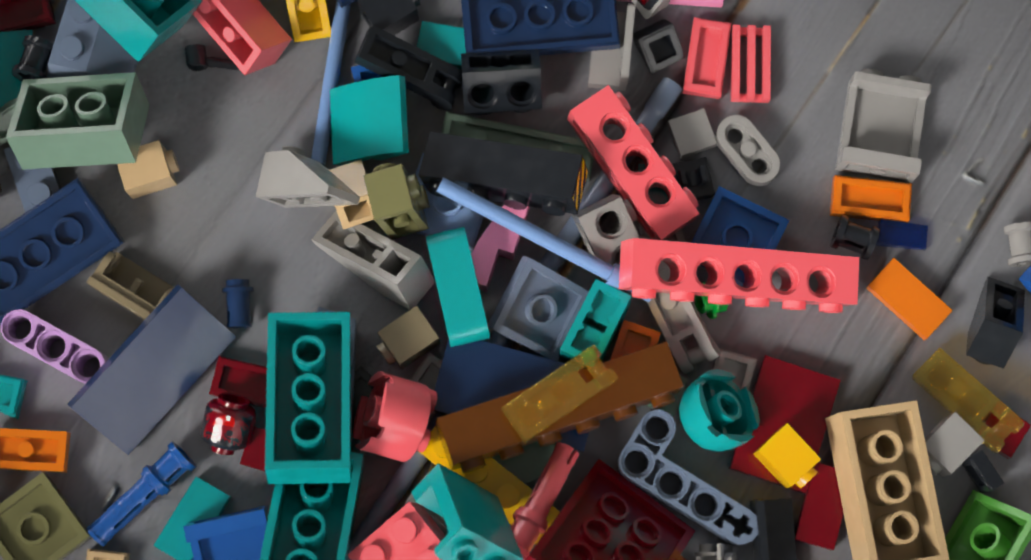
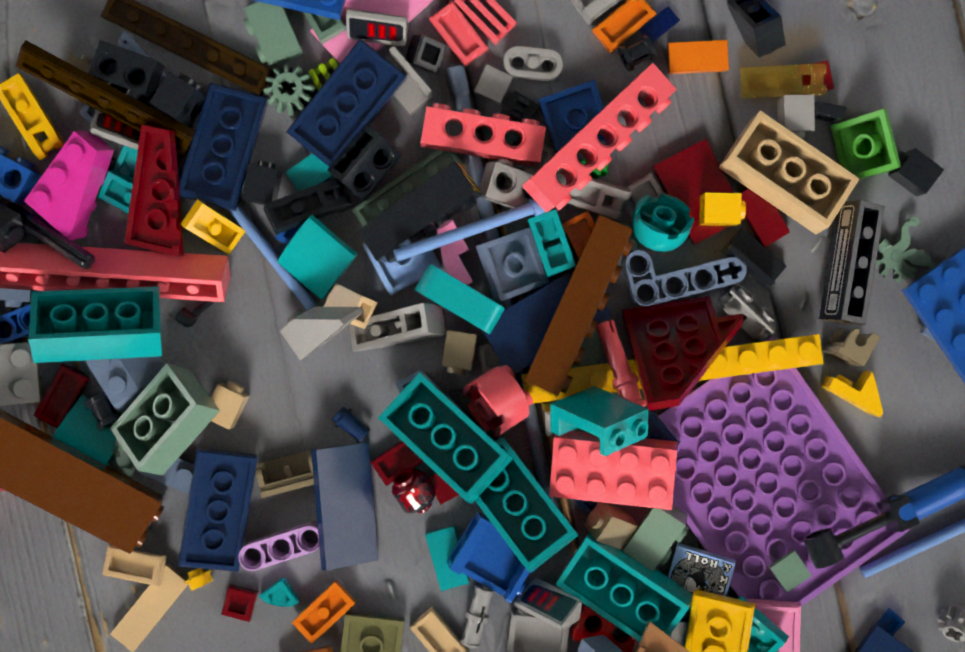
camera: 45 degrees left, 10 degrees up
(154, 481) = (406, 559): blue pin -> none
(397, 200) = (379, 286): olive brick -> none
(558, 394) = (575, 303): clear yellow plate -> none

